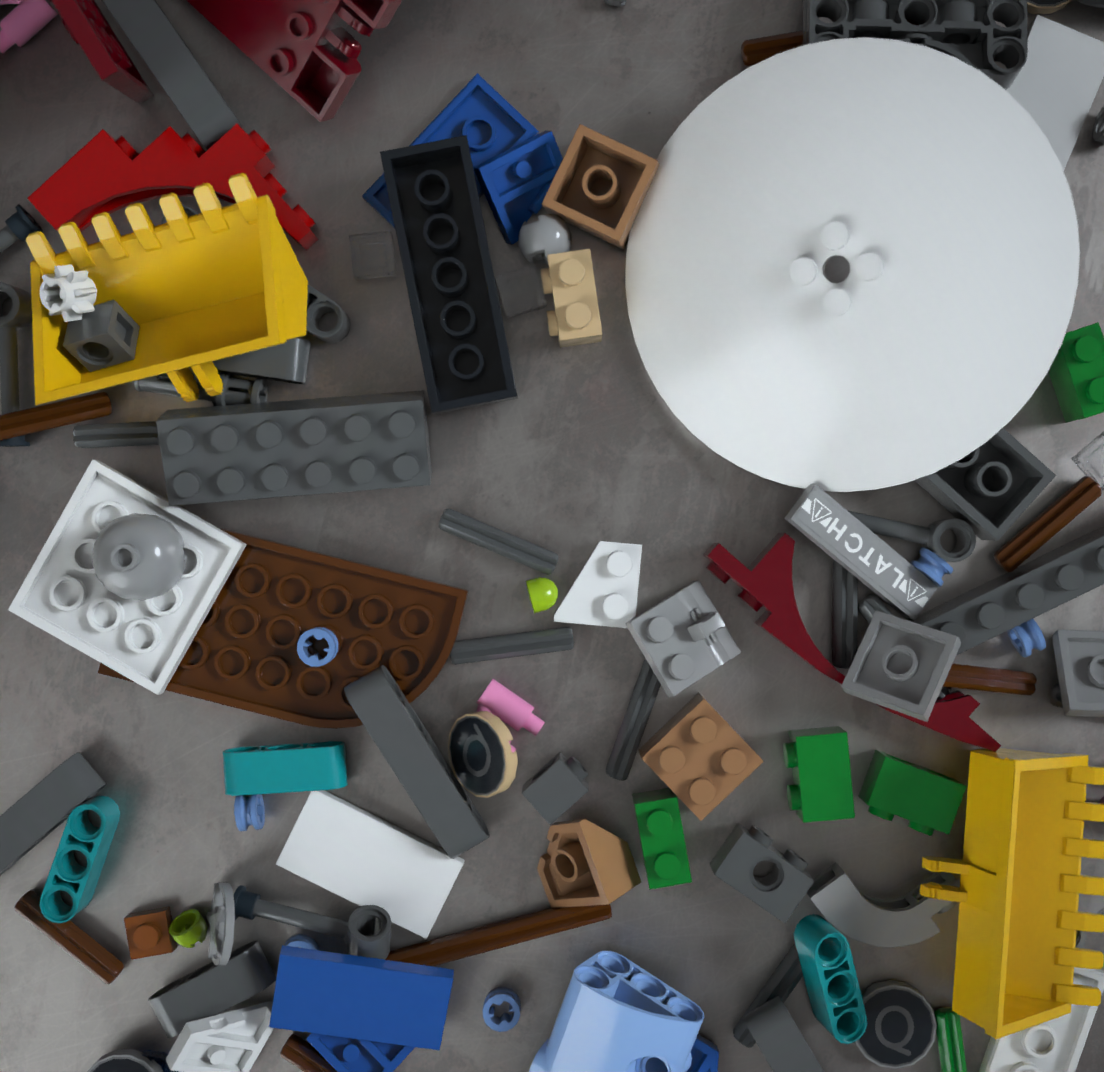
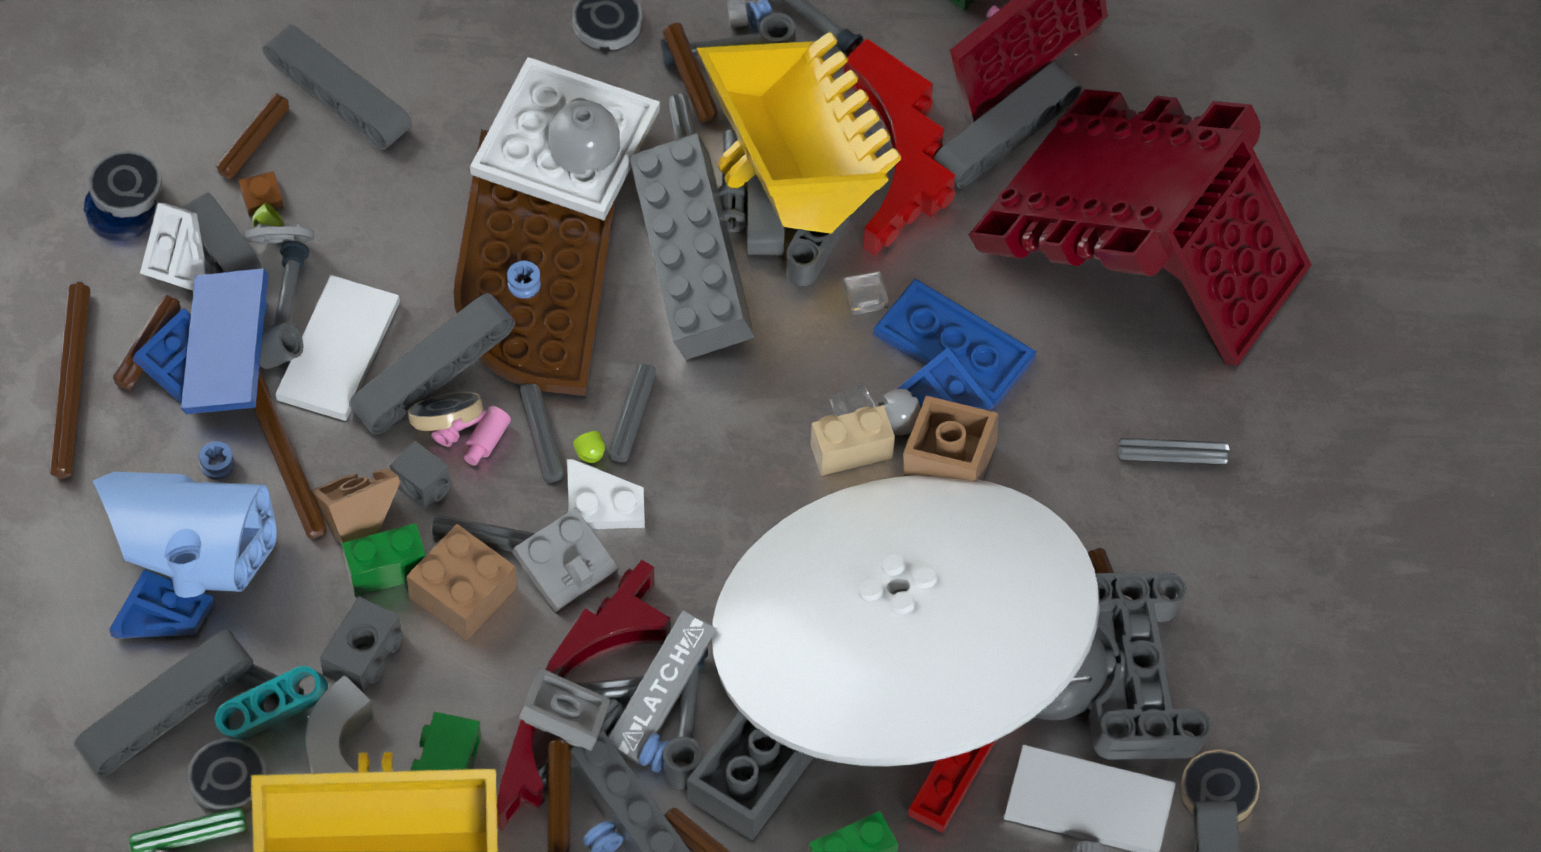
camera: 75 degrees right, 30 degrees down
(66, 872) = (306, 139): teal beam -> none
(68, 293) = (791, 65): white gear -> none
(102, 337) = (762, 97): dark grey brick -> none
(249, 812) = (375, 251): medium blue bush -> none
(285, 768) = (415, 273): teal beam -> none
(449, 274) = (852, 340): black brick -> none
(819, 774) = (456, 682): green brick -> none

